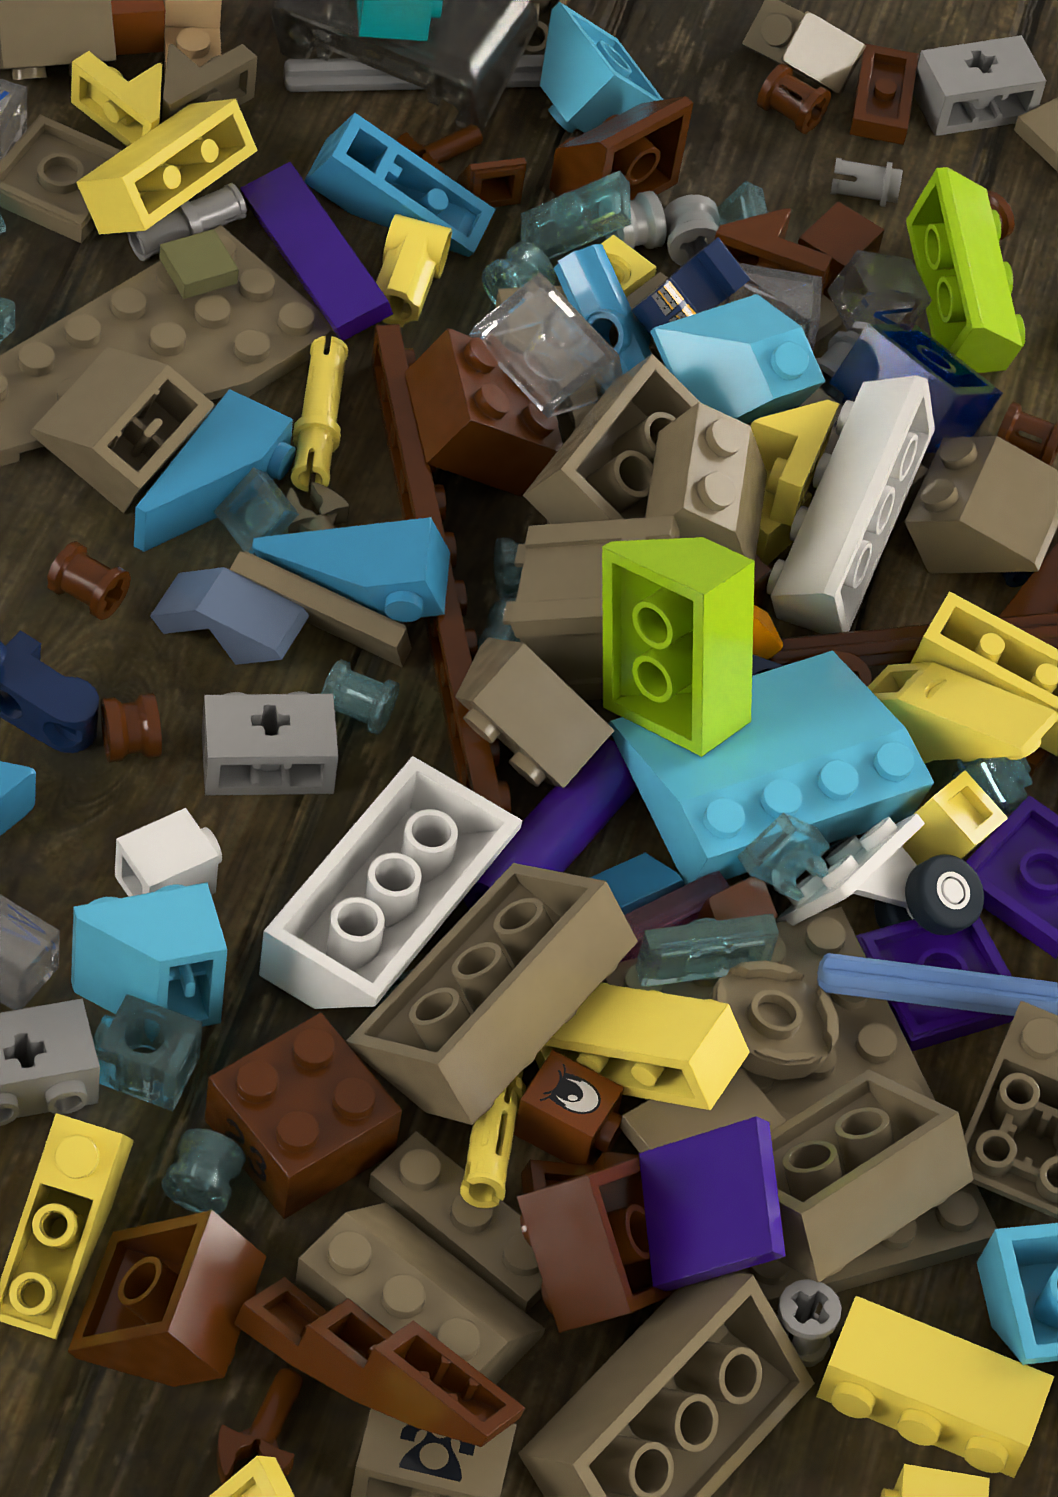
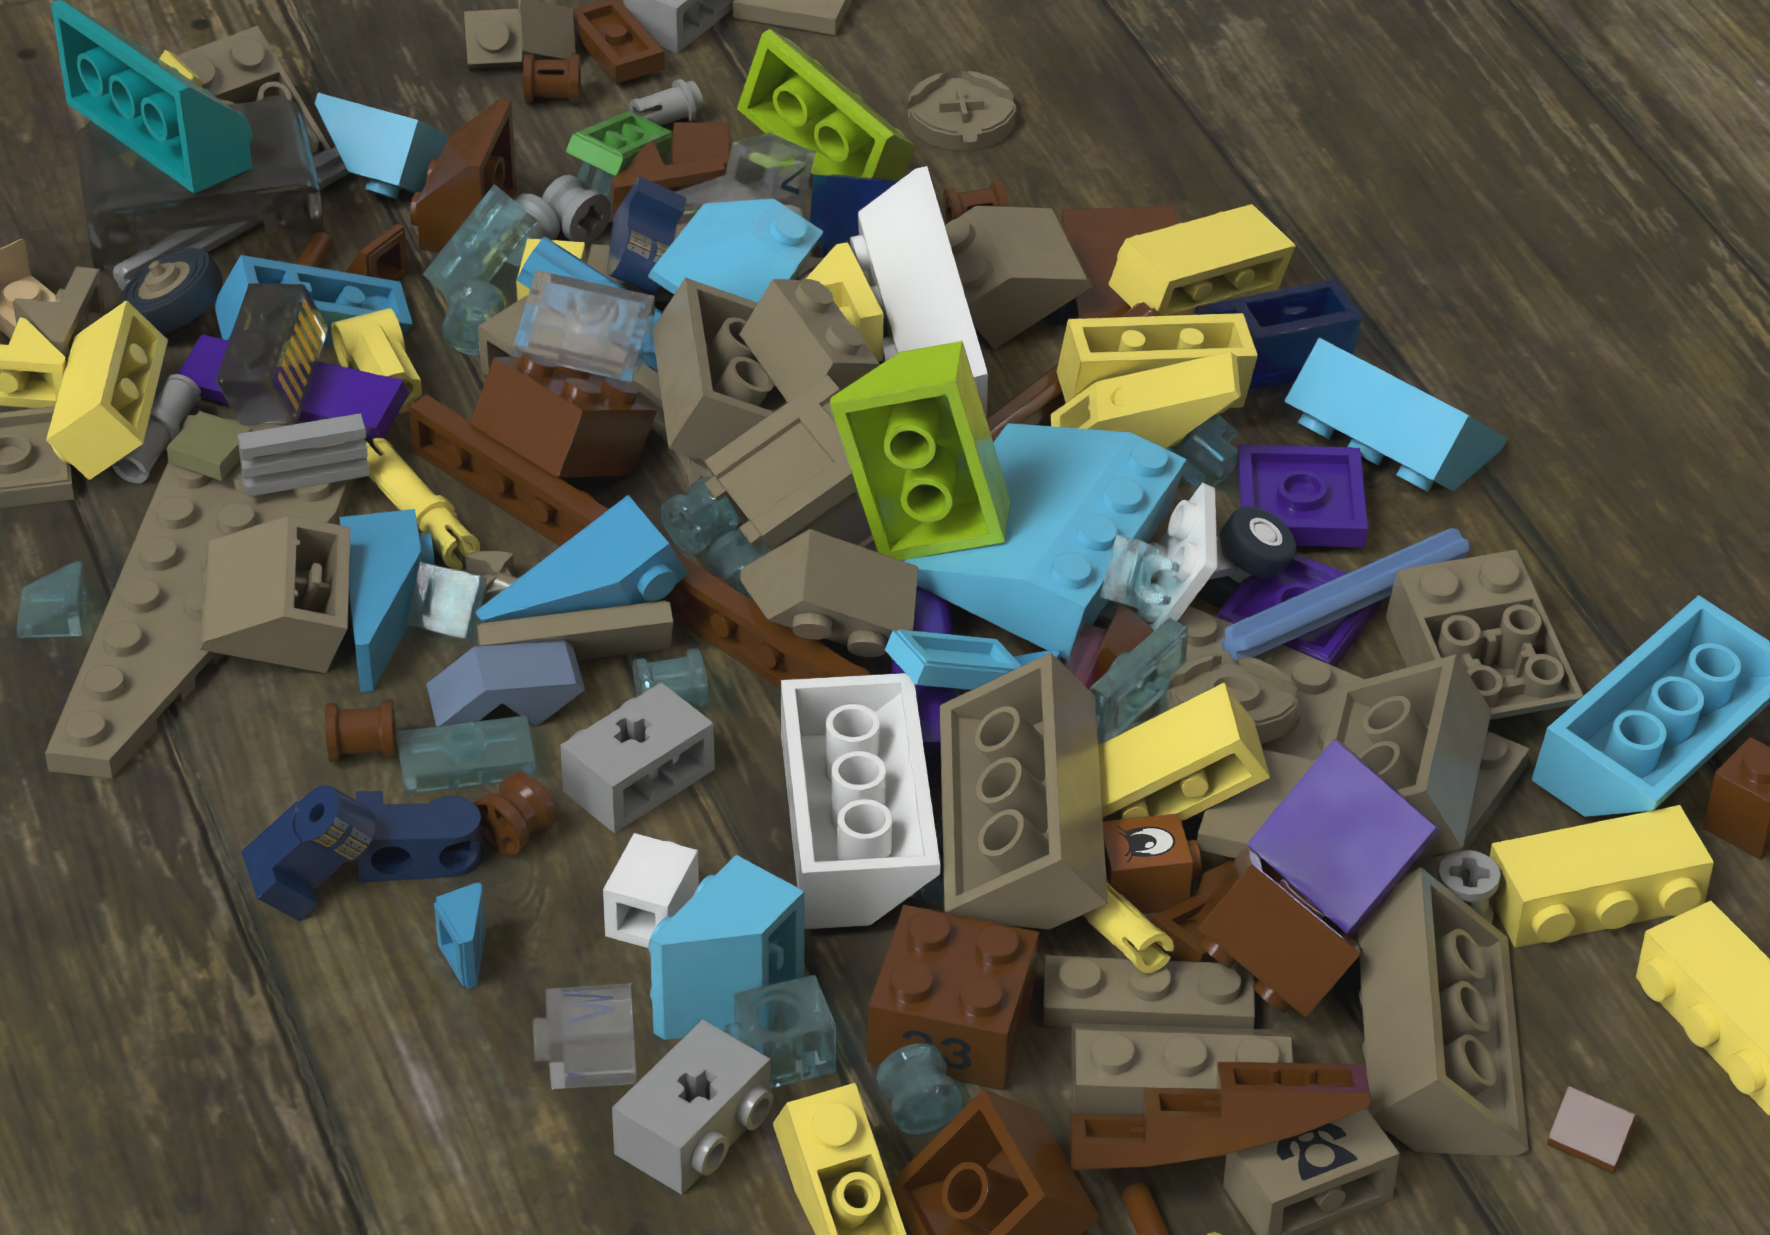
camera: 30 degrees left, 10 degrees down
(153, 652) = (464, 754): none -> clear light blue plate
(251, 317) = (304, 463): none -> light grey tile
(303, 109) = (175, 288): none -> black wheel
(305, 214) = (272, 354): none -> clear smoke brick
(574, 833) = (949, 659): none -> medium azure tile
(760, 189) = (617, 141): none -> bright green tile
(954, 821) = (1225, 472): light yellow brick -> none

